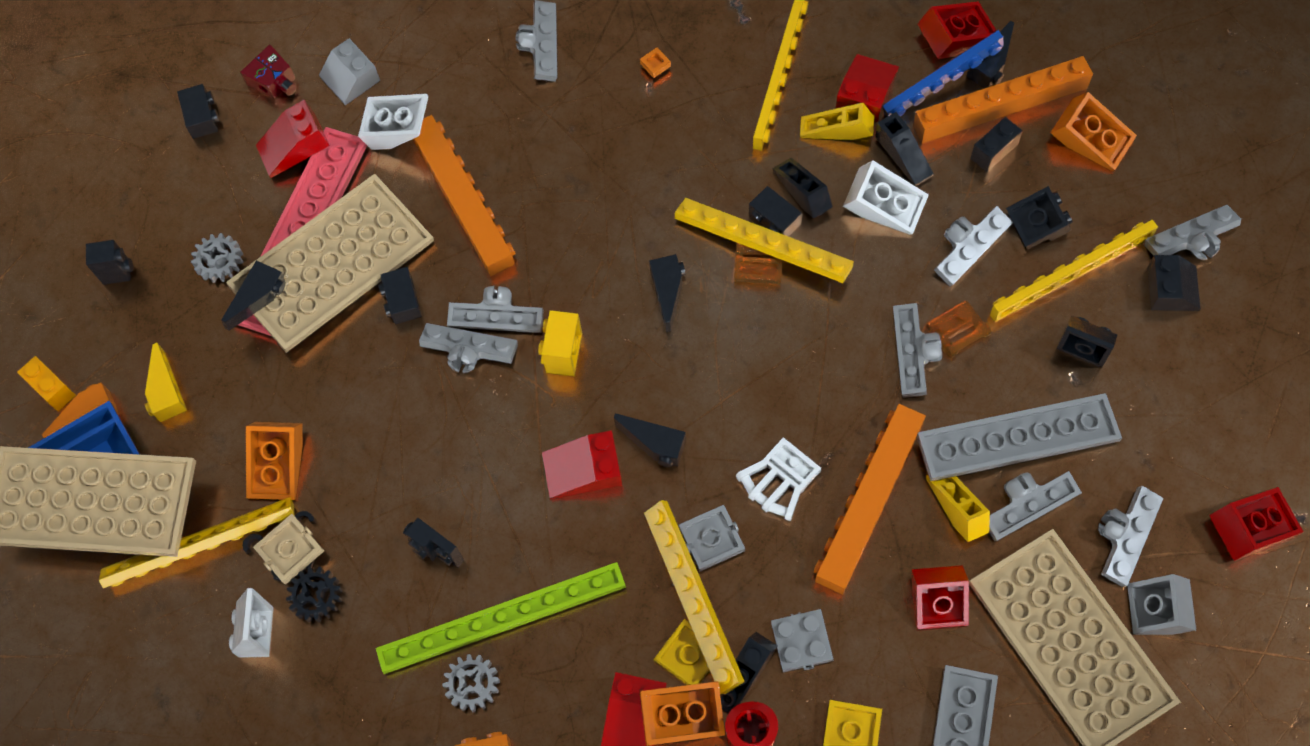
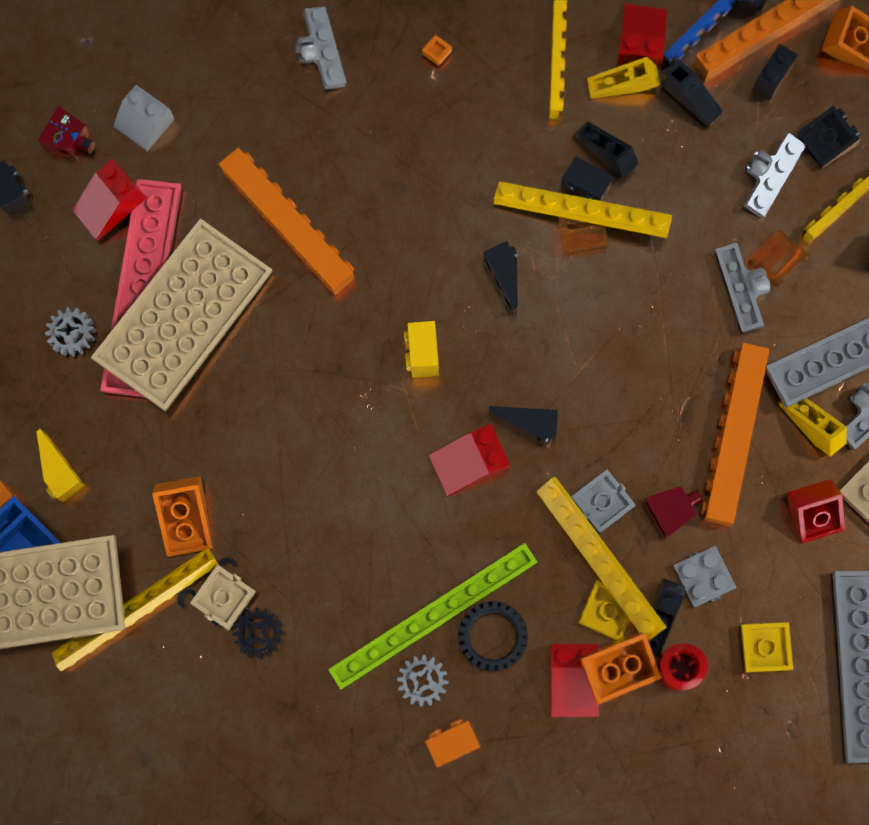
camera: 15 degrees left, 10 degrees up
(251, 626) = (209, 676): white slope -> none
(256, 292) = (125, 360): black slope -> none
(392, 120) = (204, 161): white slope -> none
(400, 295) = (257, 333): black brick -> none
(430, 544) = (349, 563): black plate -> none
(467, 346) = (333, 368): light grey plate -> none
(495, 313) = (351, 332): light grey plate -> none
(556, 622) = (496, 608): none -> black tyre
(784, 561) = (672, 509): none -> dark red torso
(791, 467) = (658, 420): white plate -> none
(885, 198) = (684, 145): white slope -> none

